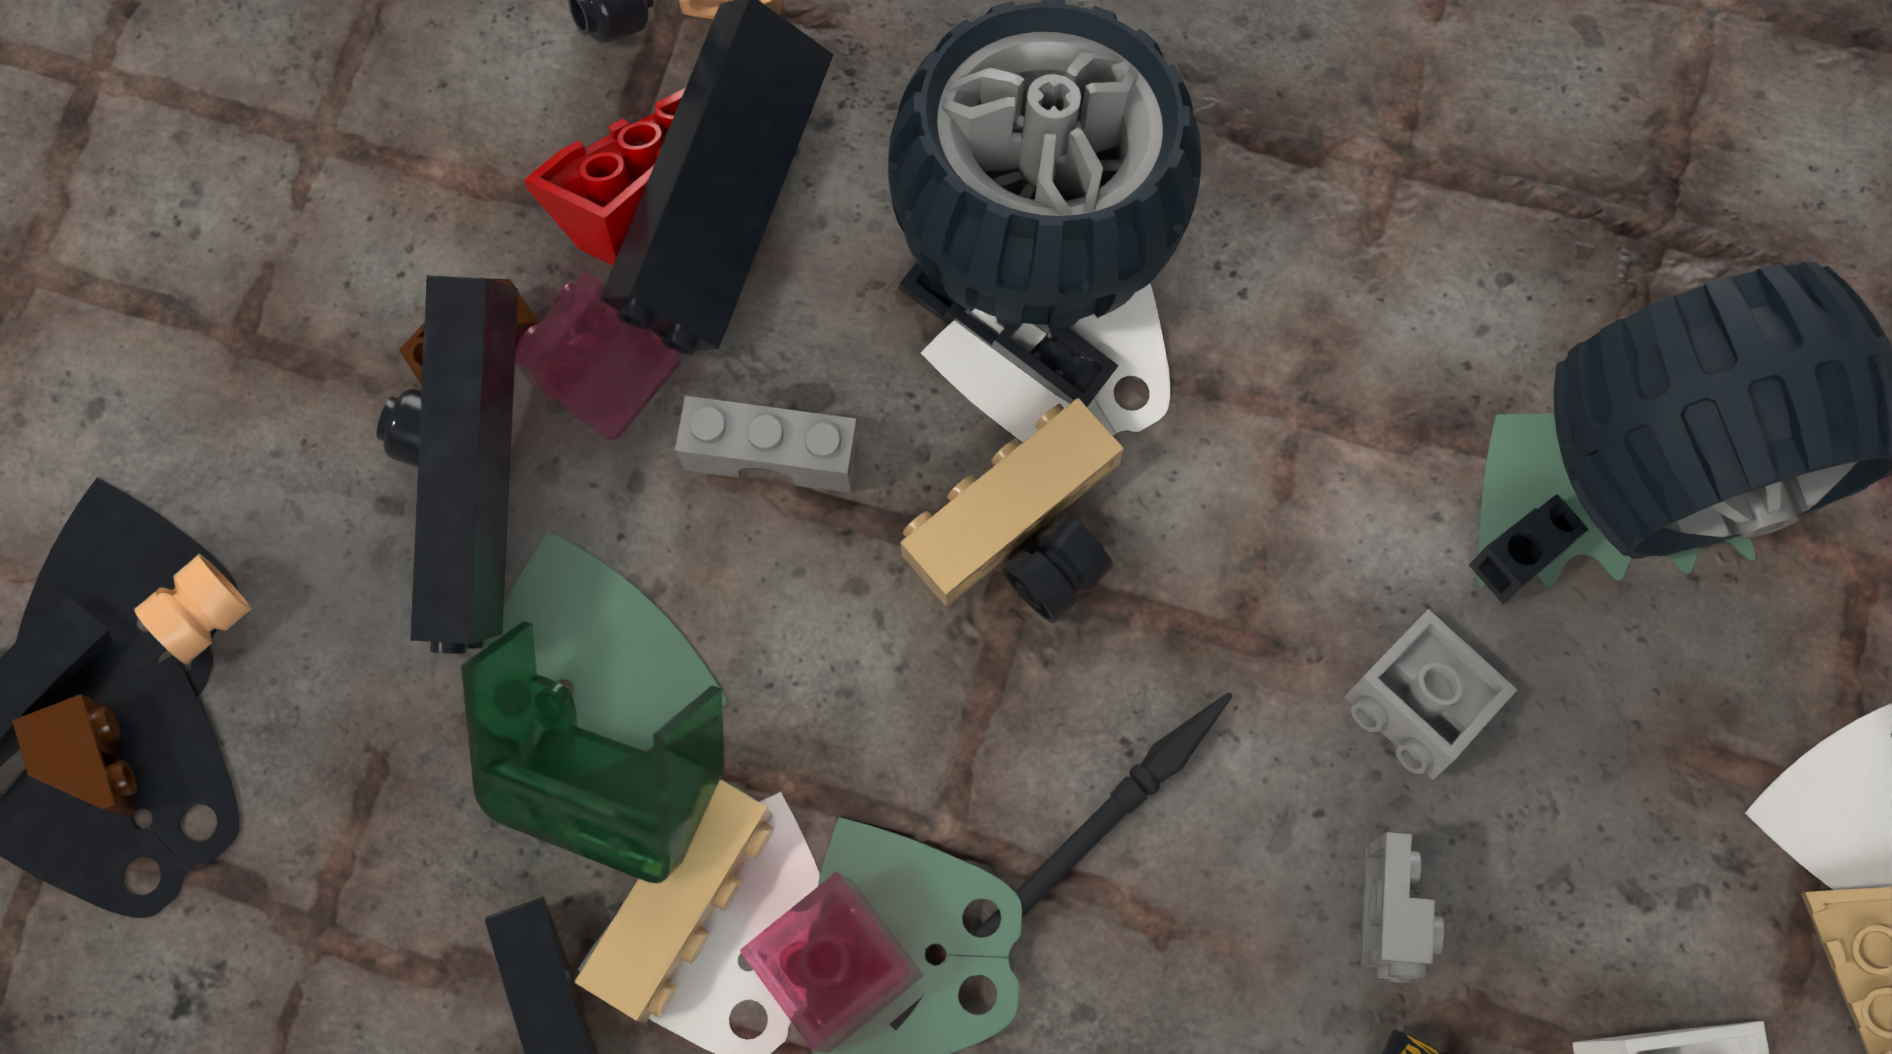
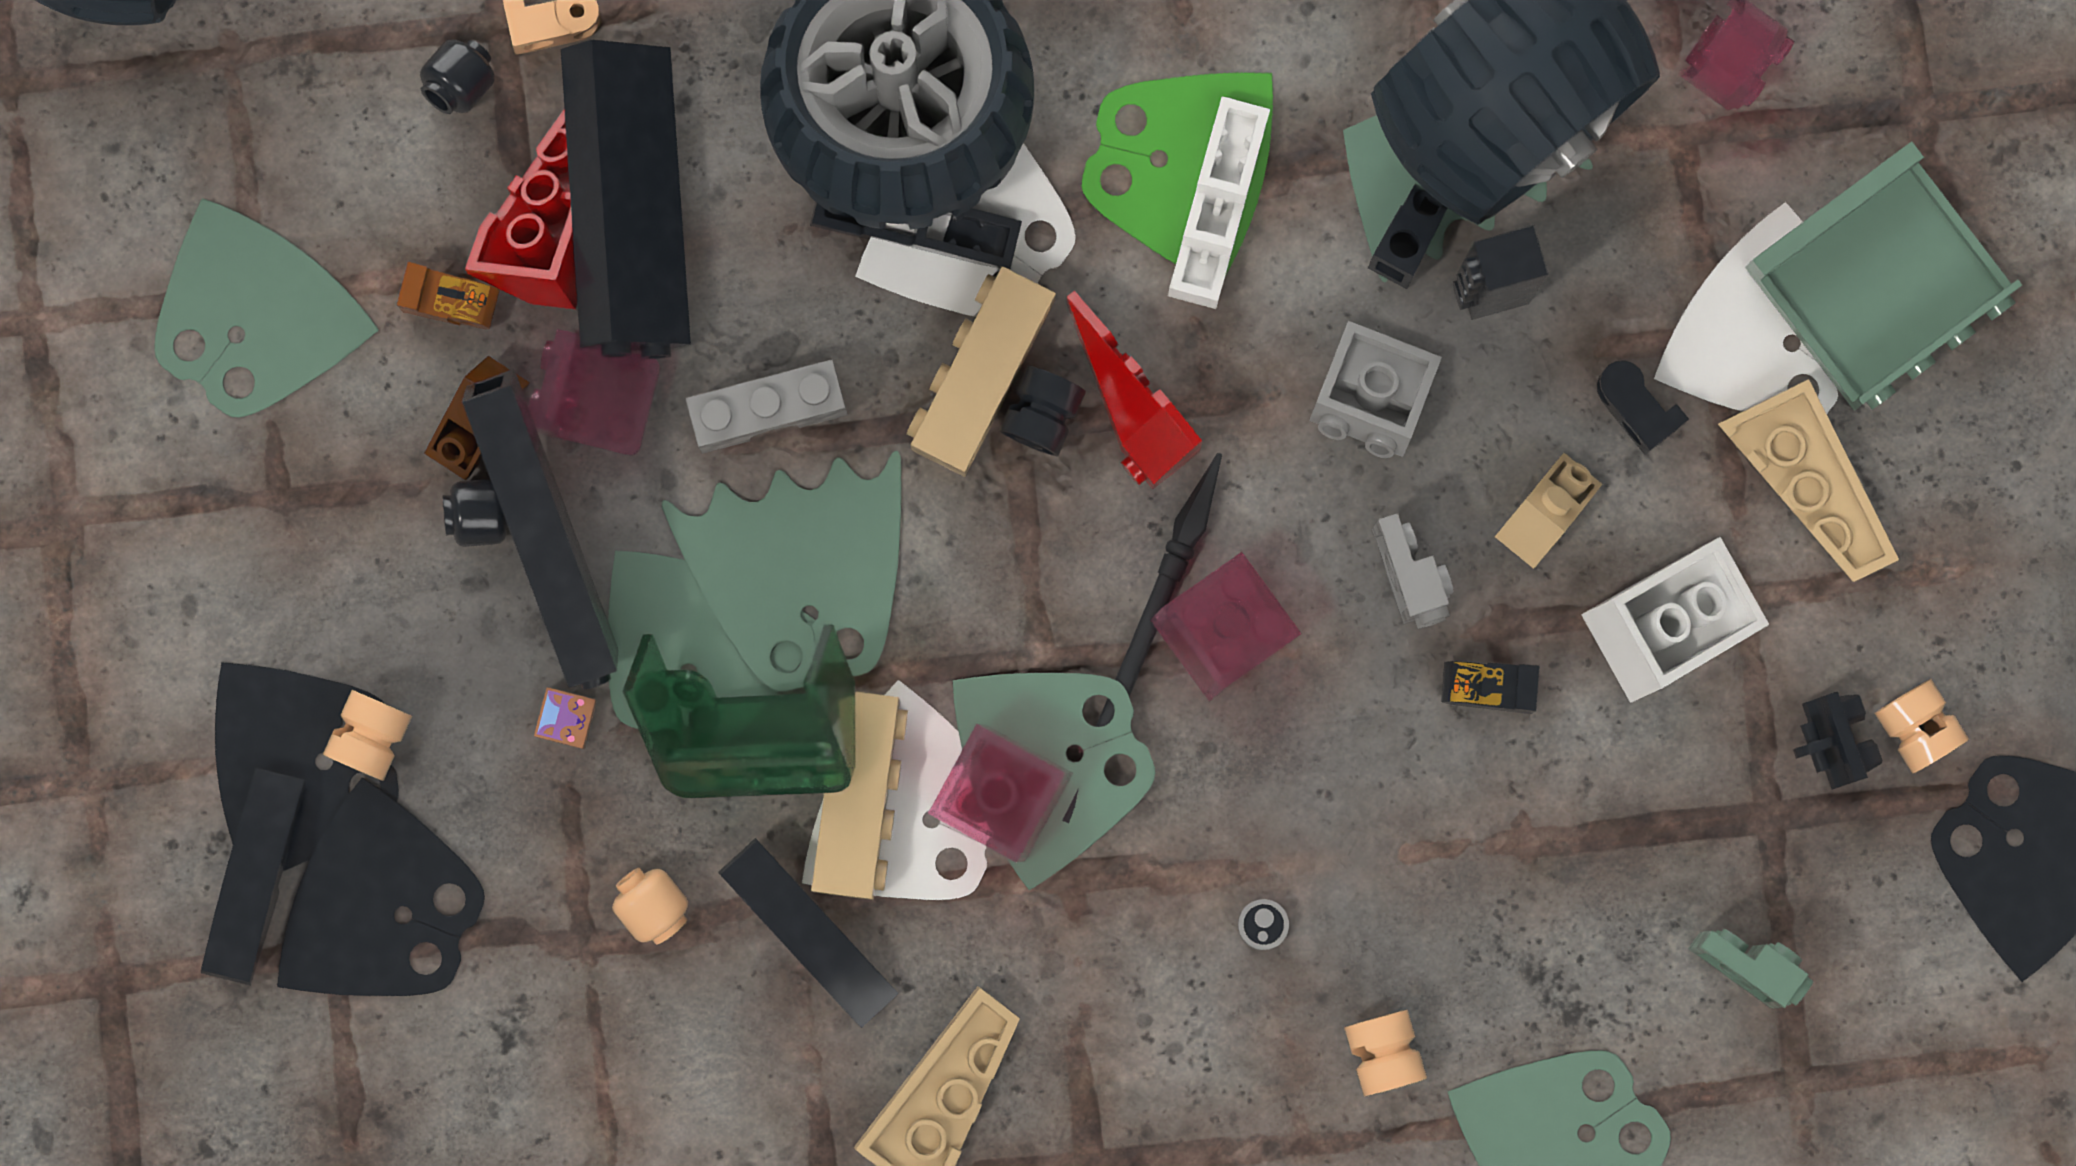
camera: 25 degrees left, 10 degrees up
(77, 753) = (331, 888): reddish brown slope -> none
(338, 144) = (252, 278): none -> sand green piece
(398, 922) = (650, 905): none -> light nougat head
(410, 681) = (565, 718): none -> tile
(495, 206) = (447, 297): none -> dark orange leg
(736, 610) = (793, 552): none -> sand green piece
(1161, 883) = (1225, 626): none -> clear pink brick
(1165, 626) = (1145, 423): none -> red wedge
(1332, 414) = (1180, 124): none -> bright green piece
(1334, 432) = (1218, 202): none -> white slope
(1576, 908) = (1548, 510): none -> tan slope
(1634, 614) = (1500, 273): none -> black brick
(1717, 835) = (1634, 407): none -> black leg

